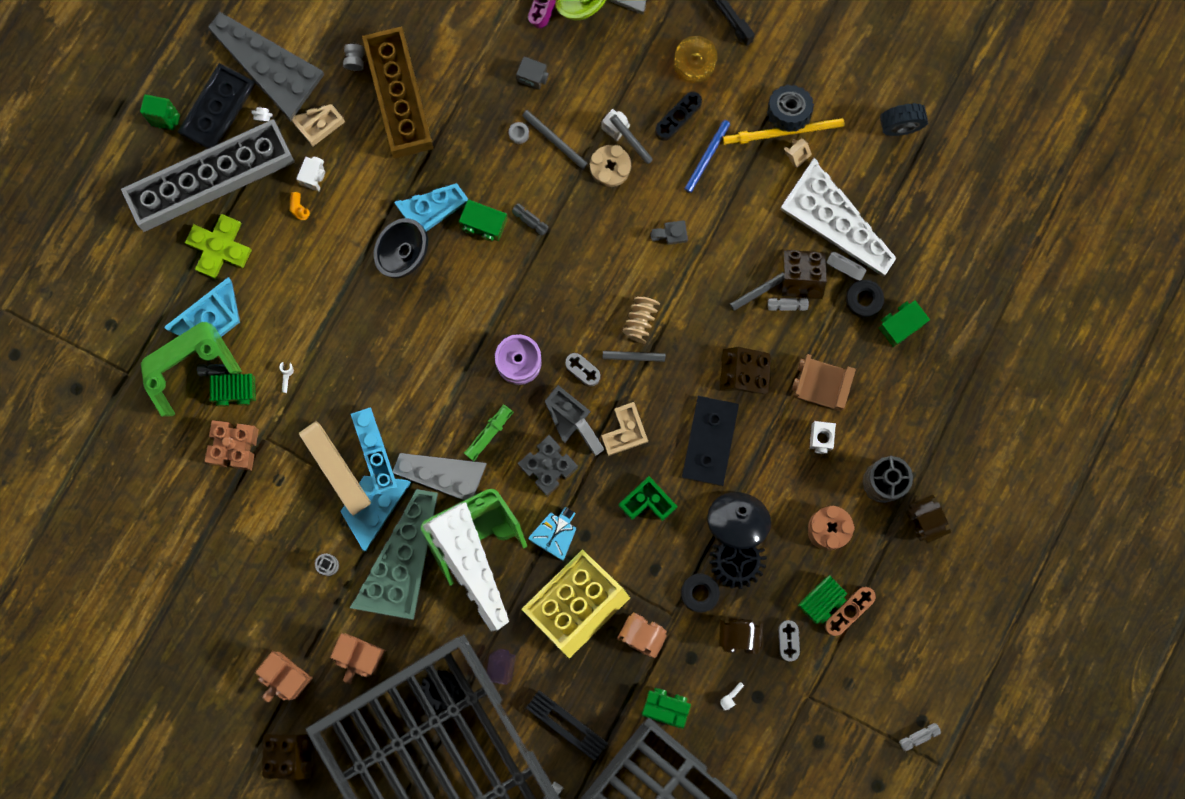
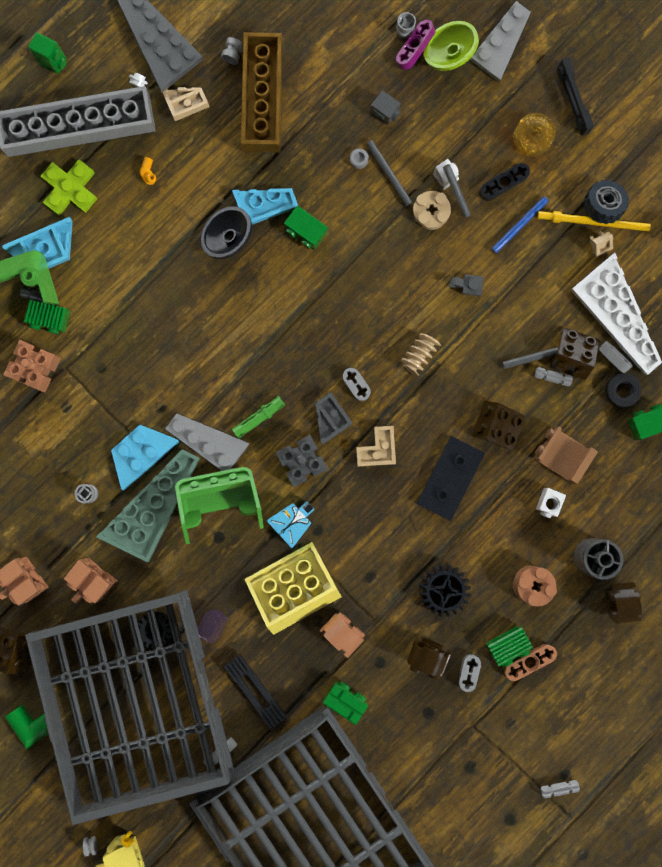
camera: 15 degrees right, 5 degrees up
(216, 107) = (100, 62): black plate -> none
(286, 374) = (96, 317): white hand -> none
(311, 173) = (167, 144): white brick -> none
(335, 468) = (115, 411): tan beam -> none
(374, 450) = (154, 405): medium azure slope -> none
(465, 557) = (206, 525): white wing -> none
(530, 219) = (347, 238): dark grey axle -> none
(530, 356) = (304, 371): lavender wheel -> none
(589, 437) = (345, 445): light grey beam -> none
(637, 356) = (405, 385): dark grey bar -> none
(649, 495) = (382, 511): green brick -> none
(709, 583) = (415, 613): black tyre -> none
(727, 701) = (400, 709): white hand -> none
(738, 529) = (451, 564): black dish -> none

